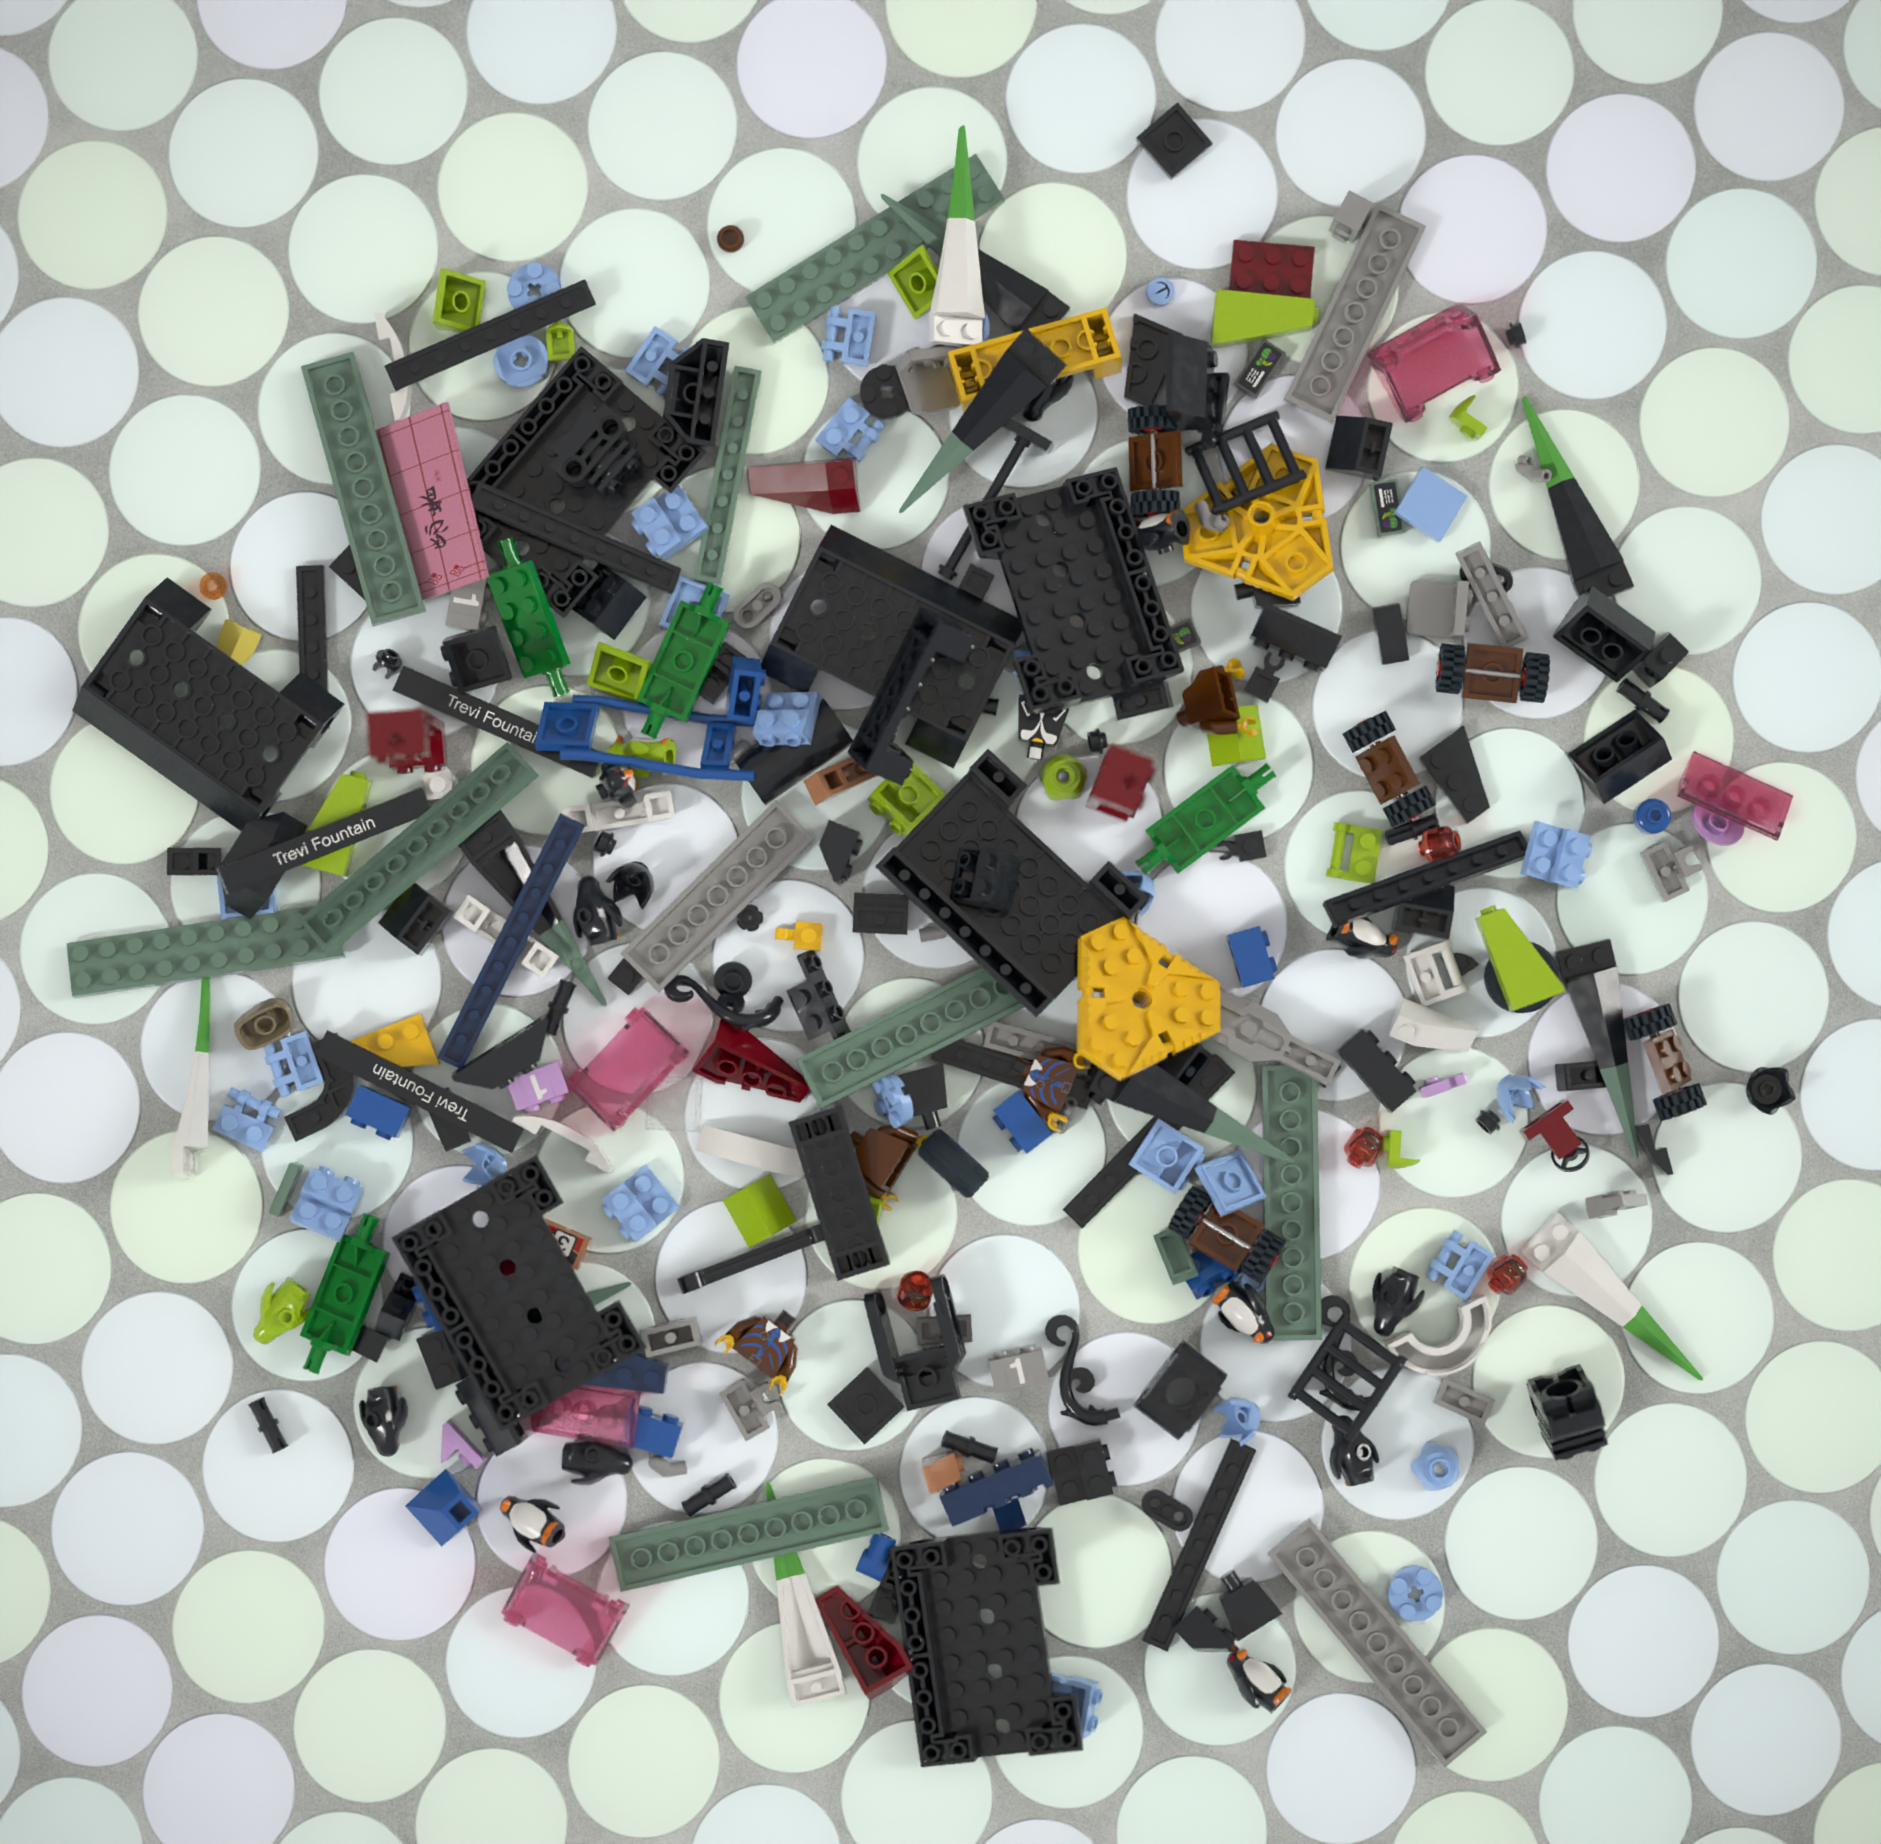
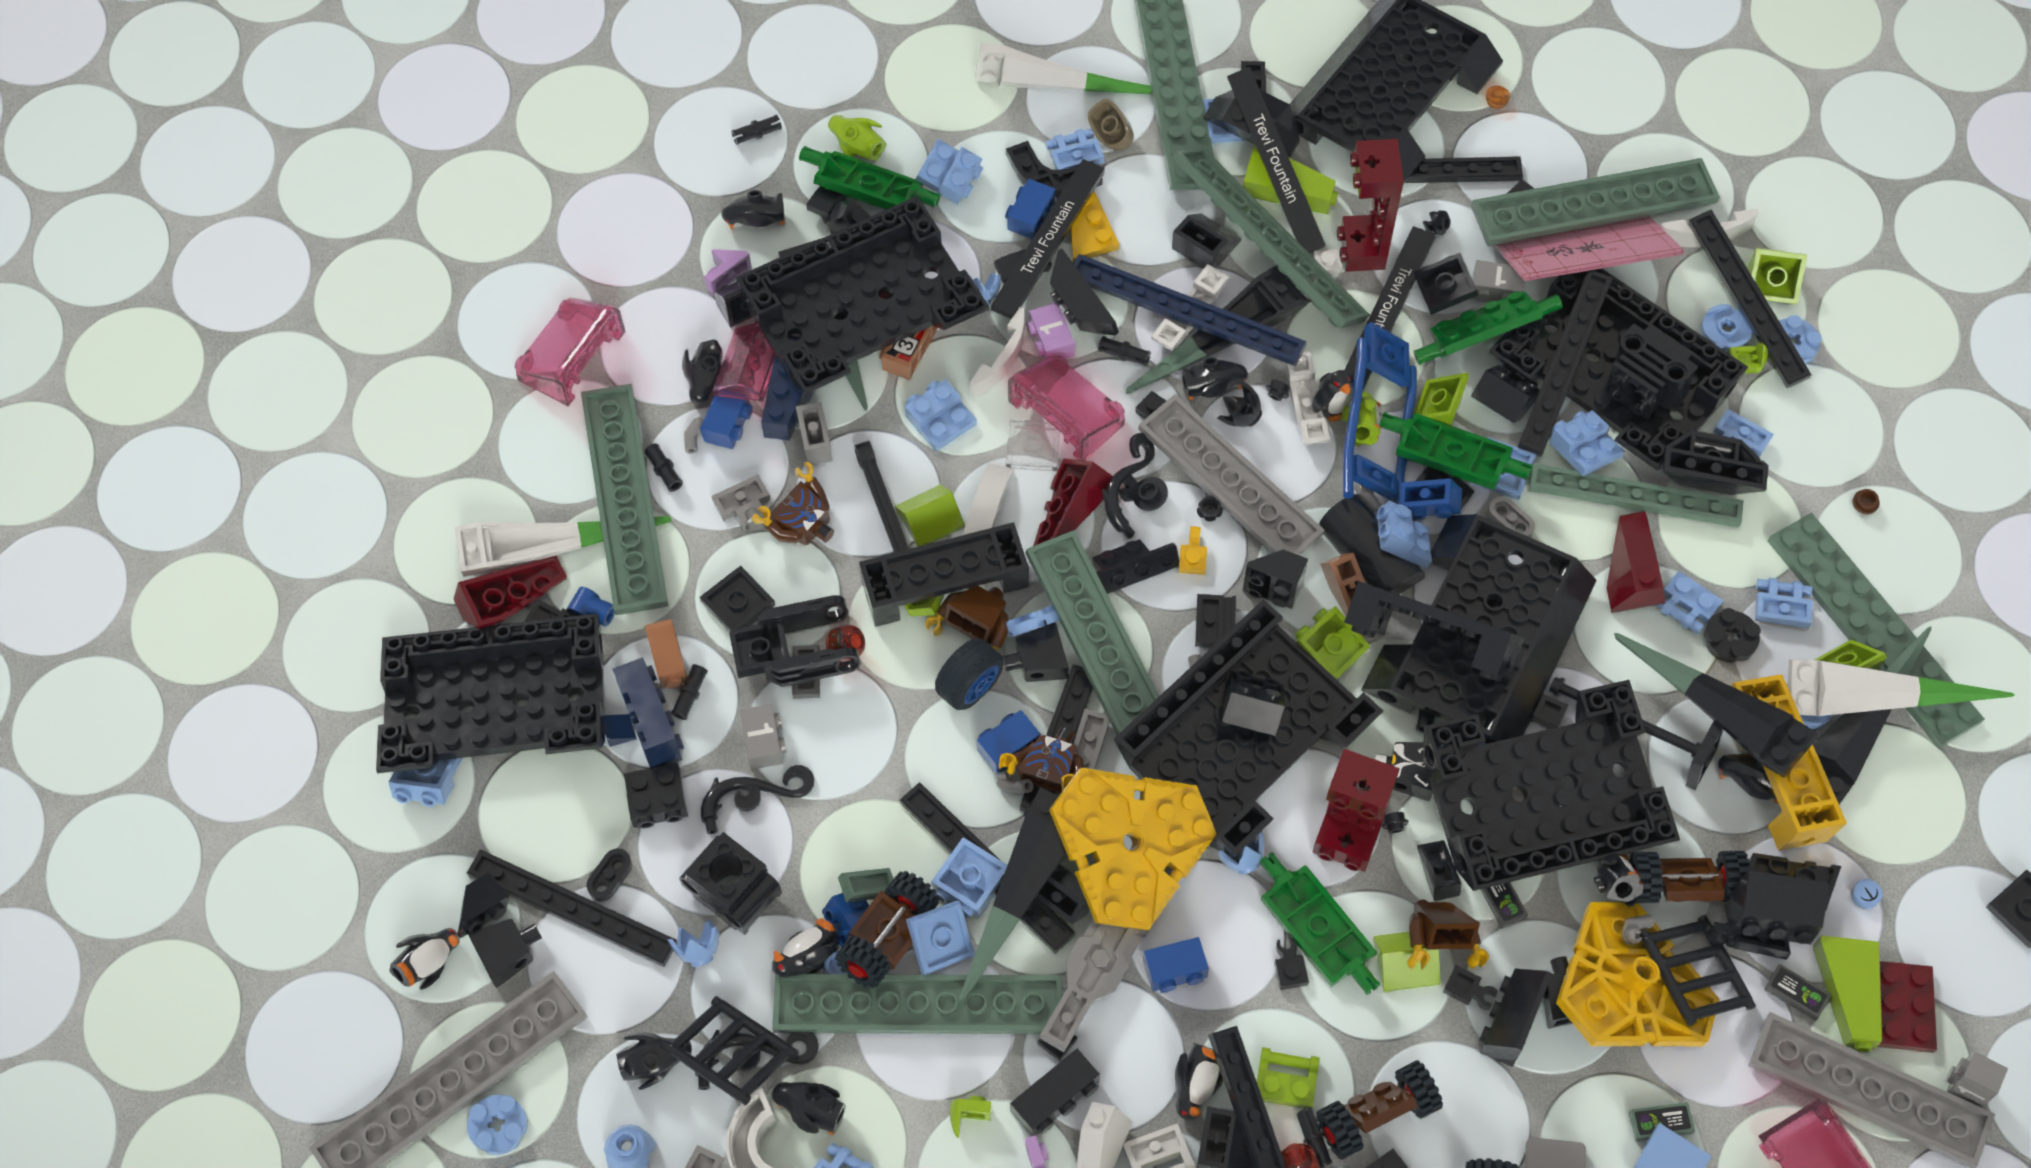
camera: 95 degrees right, 25 degrees down
(237, 641) = (1447, 113): light yellow brick -> none
(243, 1127) = (1019, 115): light blue plate -> none
(286, 1189) = (962, 139): sand green tile -> none
(444, 1507) = (672, 259): blue slope -> none
(533, 1521) = (651, 322): animal -> none
(928, 379) = (1750, 659): light grey bracket -> none
(1358, 446) = (1725, 1090): black slope -> none
(1363, 1147) = (972, 1077): clear red head -> none
(1390, 633) = (1525, 1119): black slope -> none

